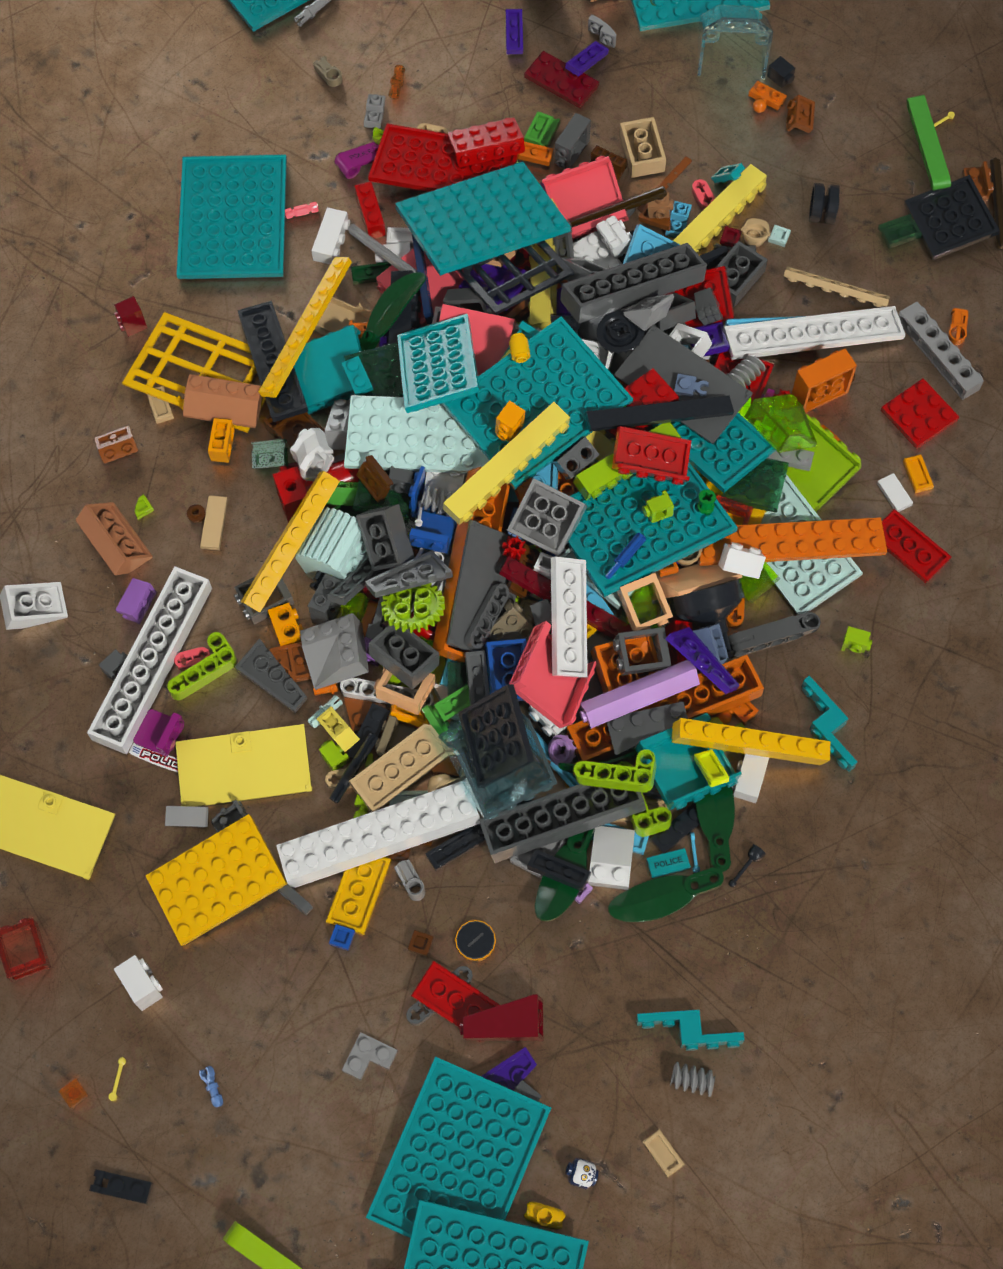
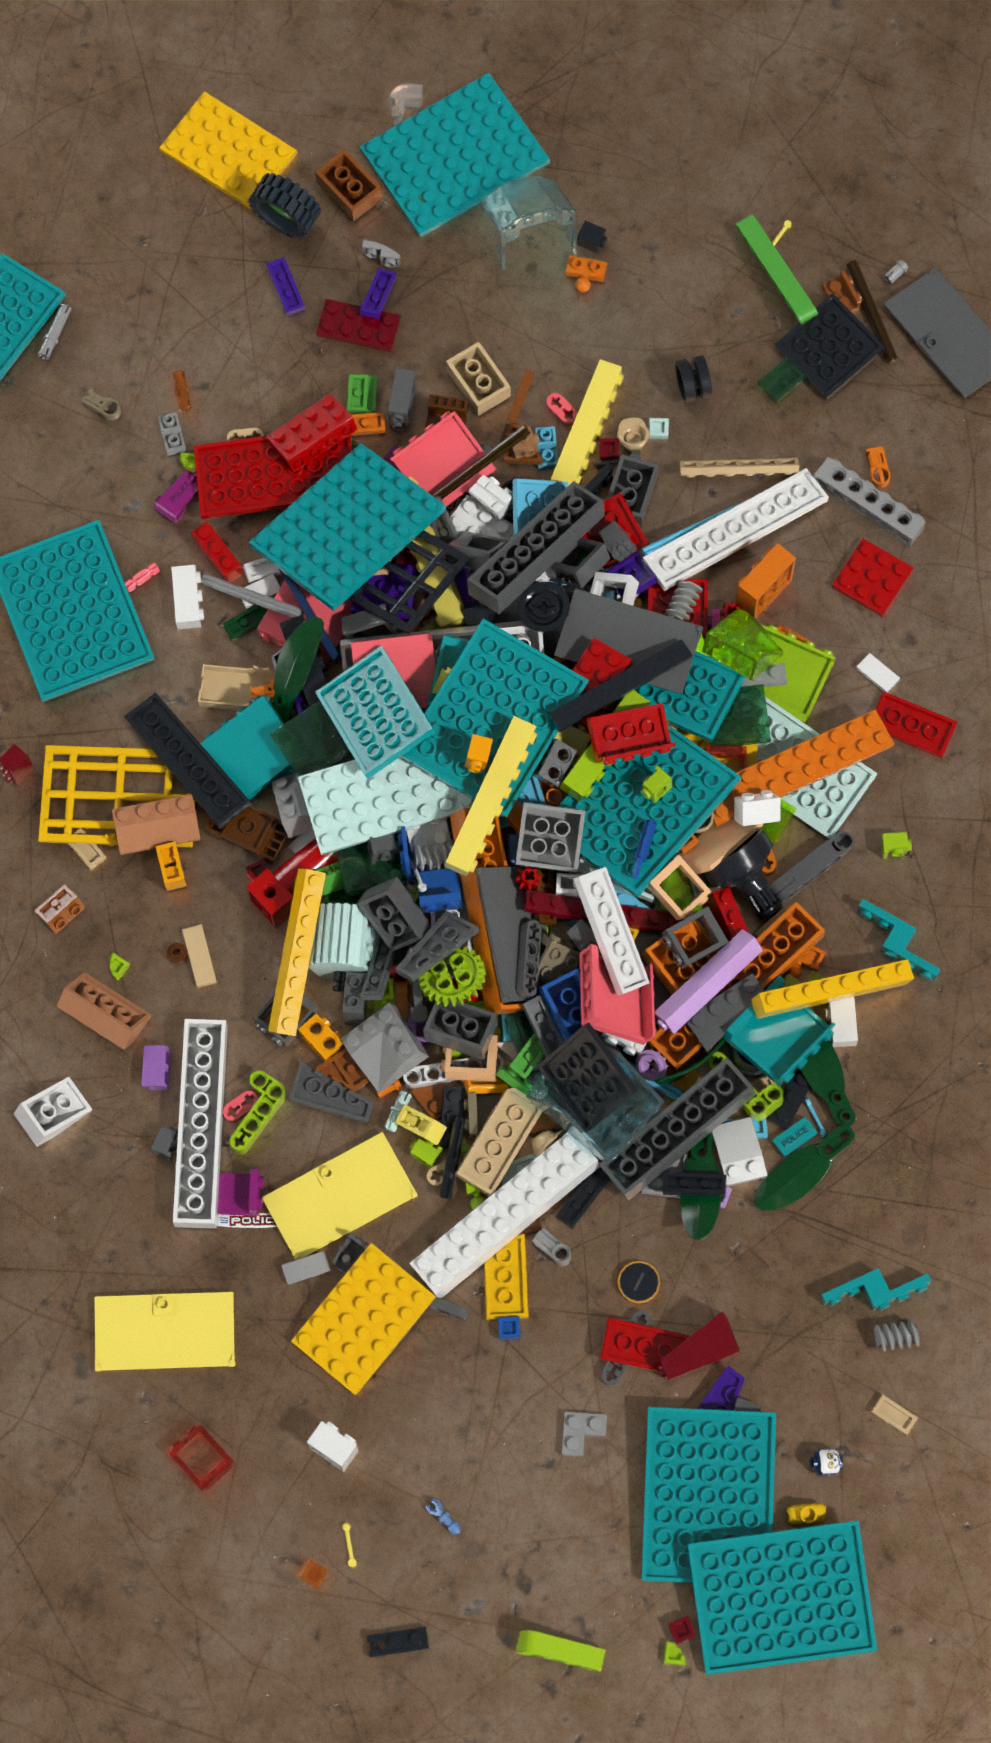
camera: 20 degrees left, 5 degrees up
(269, 454) = (227, 863): clear green plate -> none
(305, 327) = (208, 711): yellow plate -> none
(312, 453) = (279, 850): white brick -> none
(357, 376) = (292, 752): teal plate -> none
(374, 478) = (359, 857): reddish brown plate -> none
(420, 943) = (587, 1305): reddish brown plate -> none
(519, 348) = (456, 669): yellow brick -> none
(616, 771) = (715, 1069): lime beam -> none
(649, 310) = (564, 574): light grey slope -> none
(687, 385) = (633, 642): sand blue plate -> none
(701, 657) = (755, 923): dark purple wing -> none
(706, 502) = (704, 758): green bush -> none
(711, 768) = (804, 1029): neon yellow tile -> none
(714, 641) = (756, 906): sand blue brick -> none
(727, 173) = (580, 377): teal plate -> none
(755, 854) = (874, 1097): black hinge -> none
(800, 114) = (629, 280): dark orange bracket -> none
(918, 473) = (893, 644): light orange tile -> none

